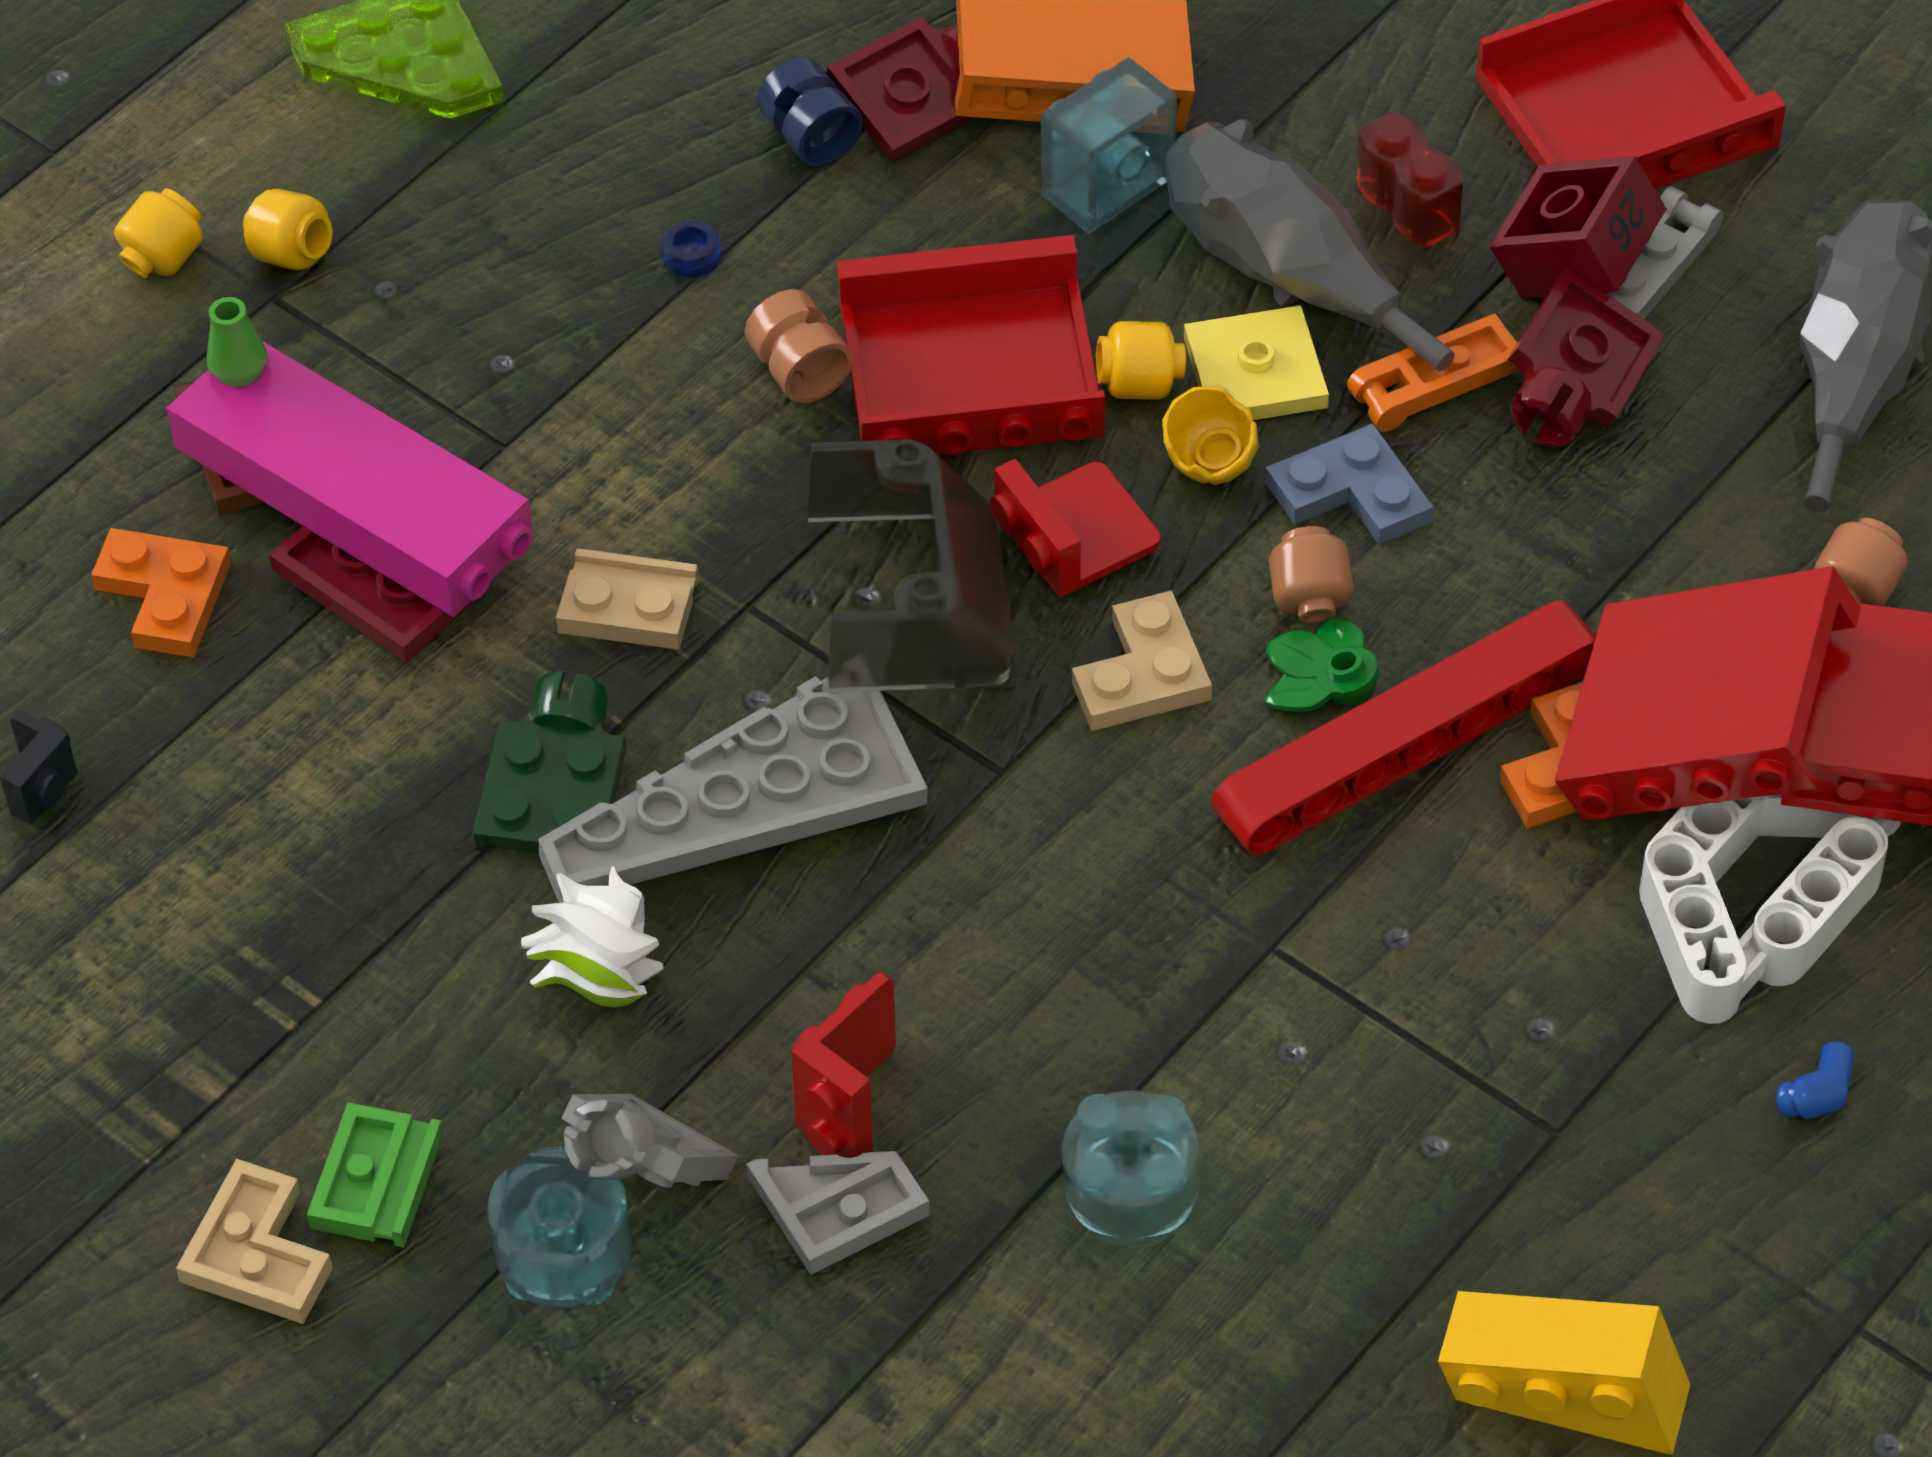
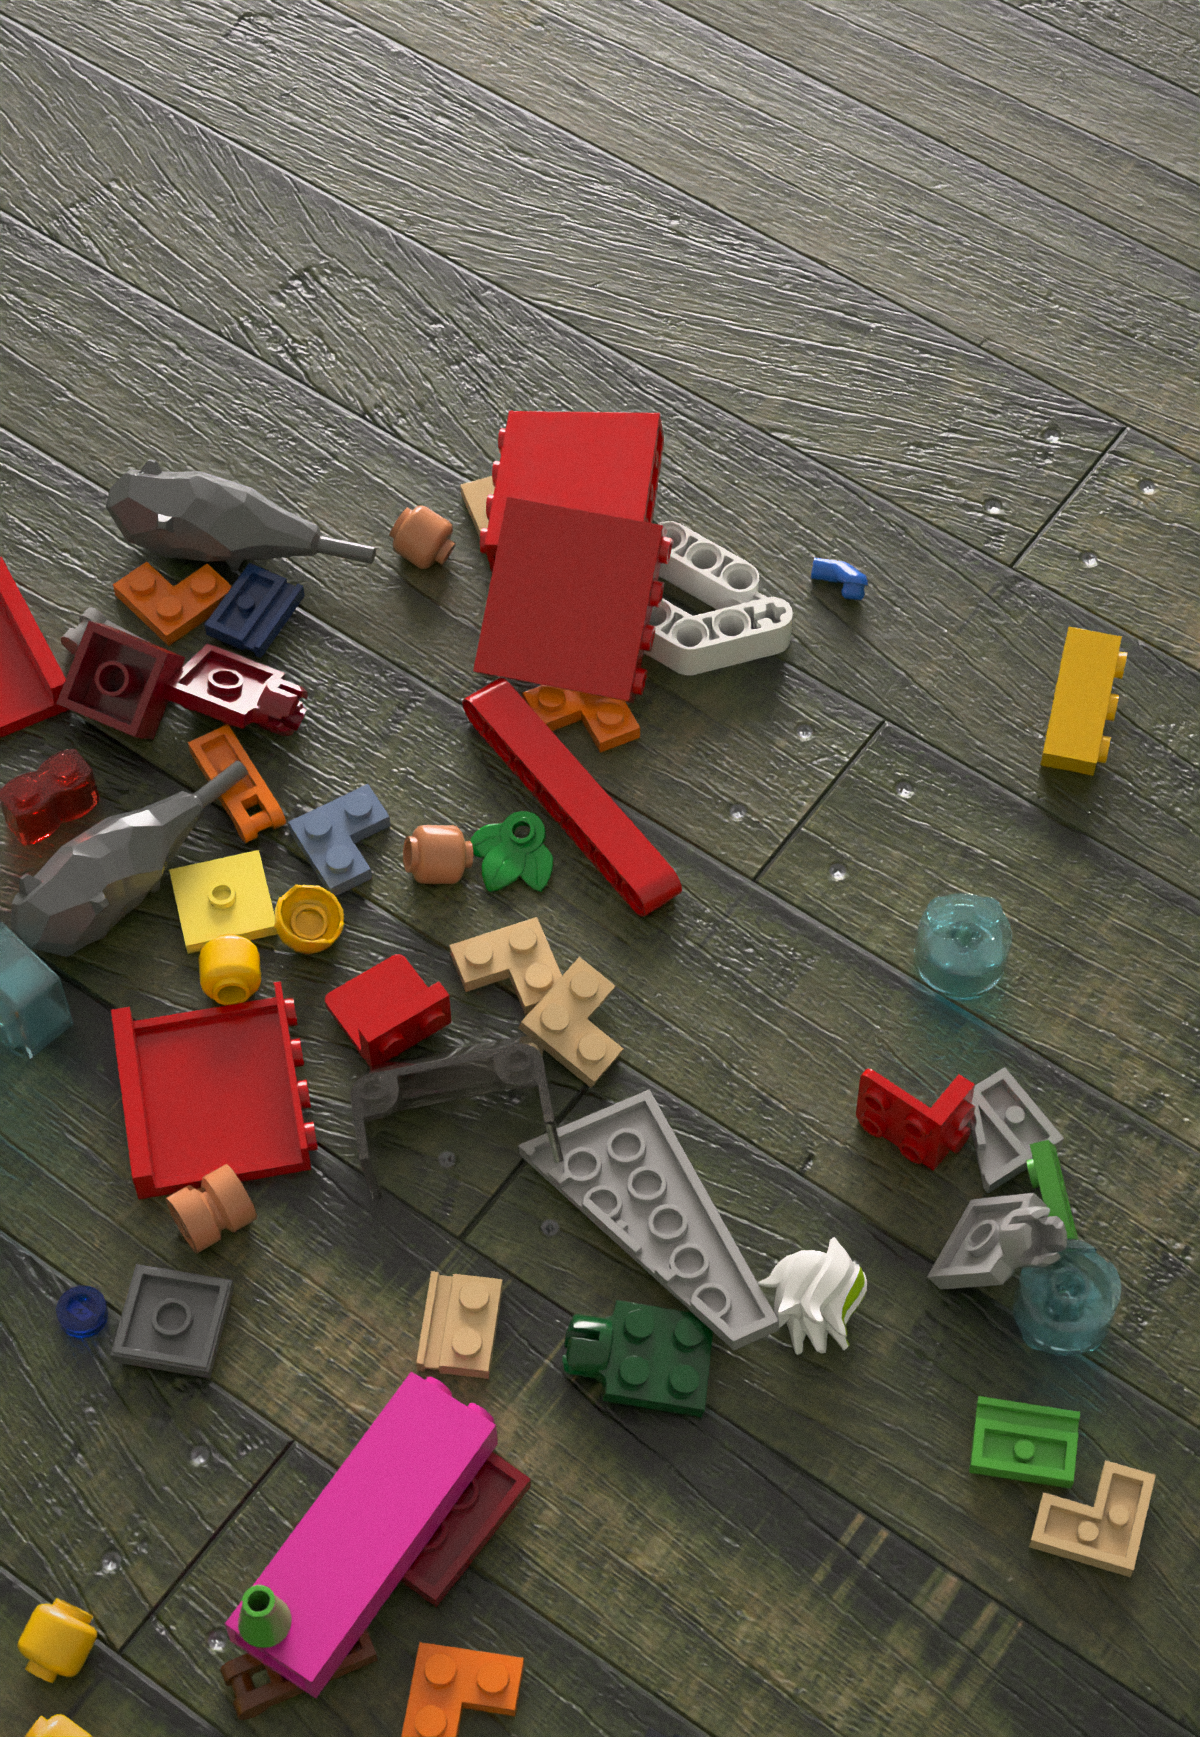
camera: 95 degrees left, 5 degrees up
(663, 323) = (172, 1321): none -> dark grey plate
(710, 1219) = (1047, 1174): none -> bright green plate
(1041, 702) = (563, 1023): none -> tan plate
(1727, 386) = (254, 610): none -> dark blue plate
(1739, 307) = (170, 609): none -> orange plate

